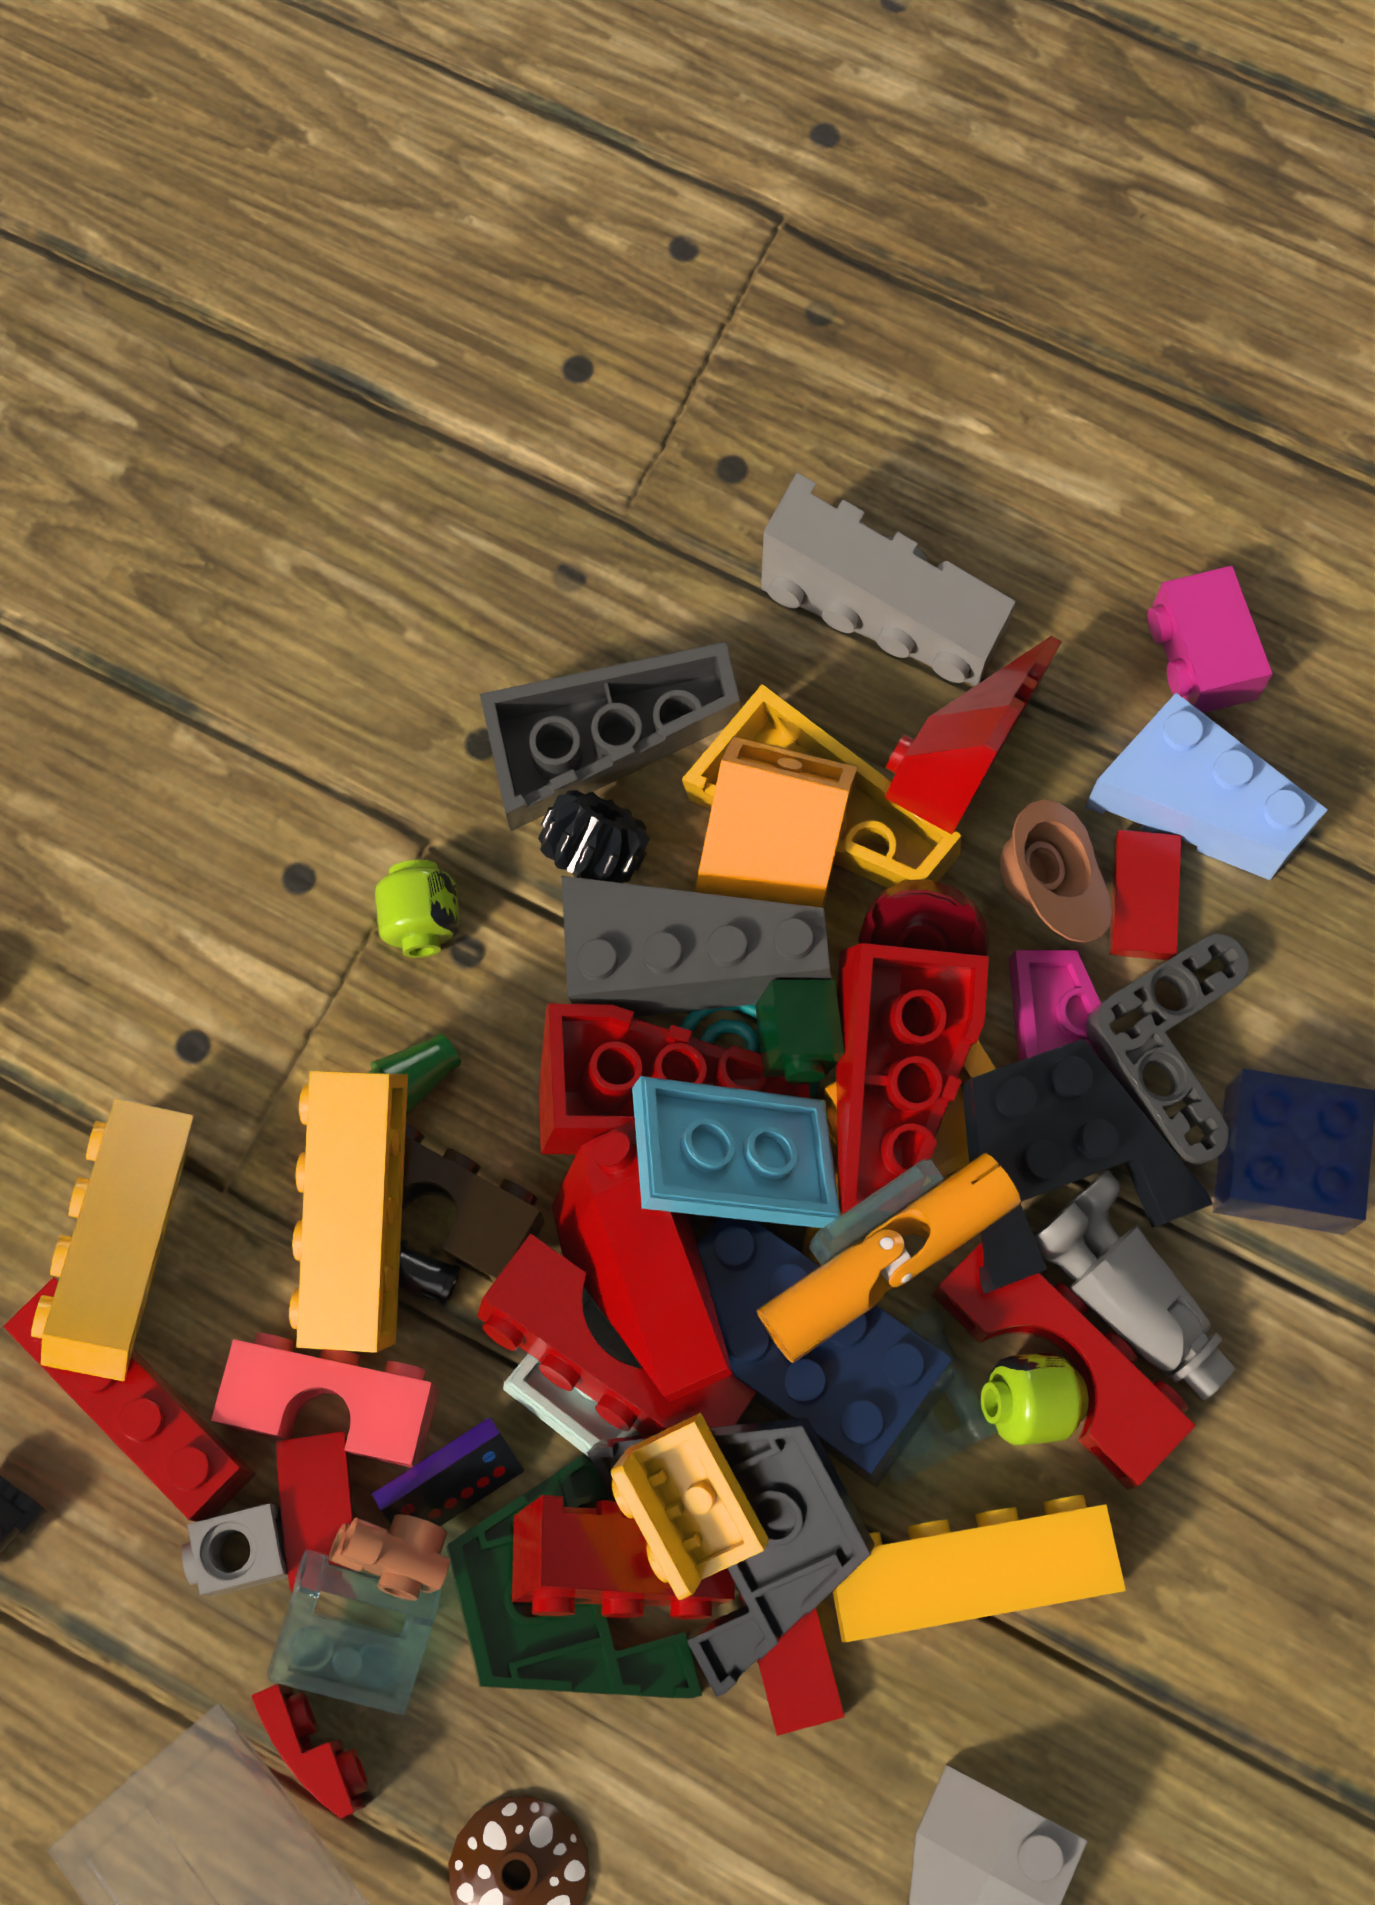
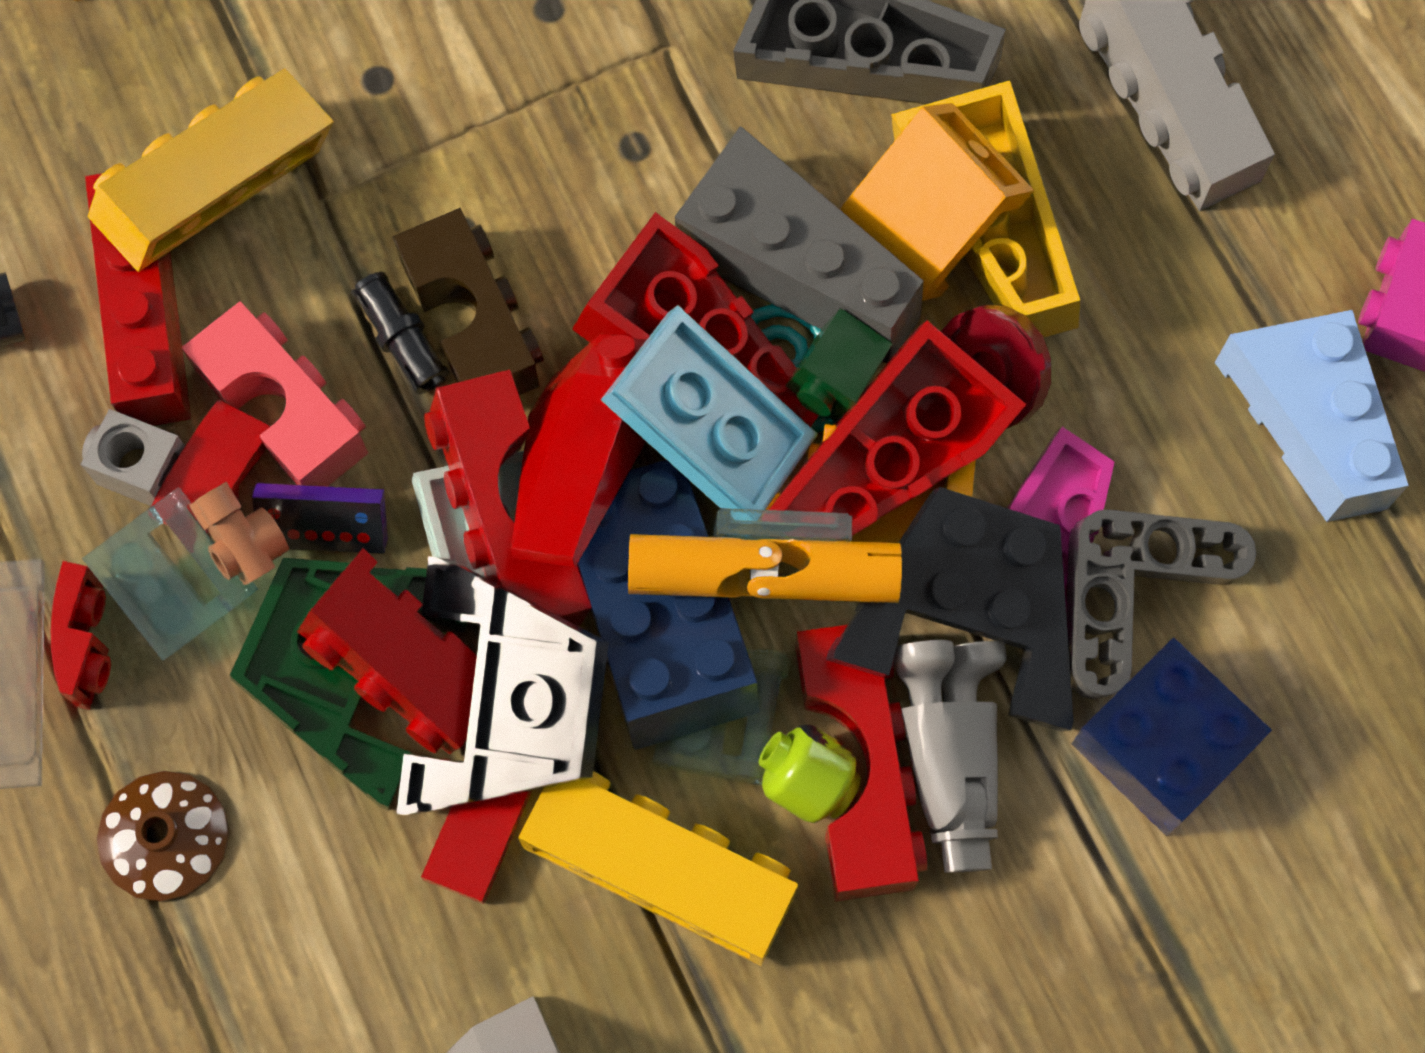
camera: 35 degrees right, 0 degrees up
(350, 1210) = (392, 261): yellow brick -> none
(417, 908) = (618, 84): lime head -> none
(425, 1065) = (518, 205): green cone -> none
(593, 837) = (790, 116): black gear -> none
(686, 1505) = (466, 639): yellow bracket -> none
(961, 741) = (1141, 229): red wedge -> none
(1055, 872) = (1144, 387): nougat piece -> none
(1145, 895) = (1209, 460): red tile -> none

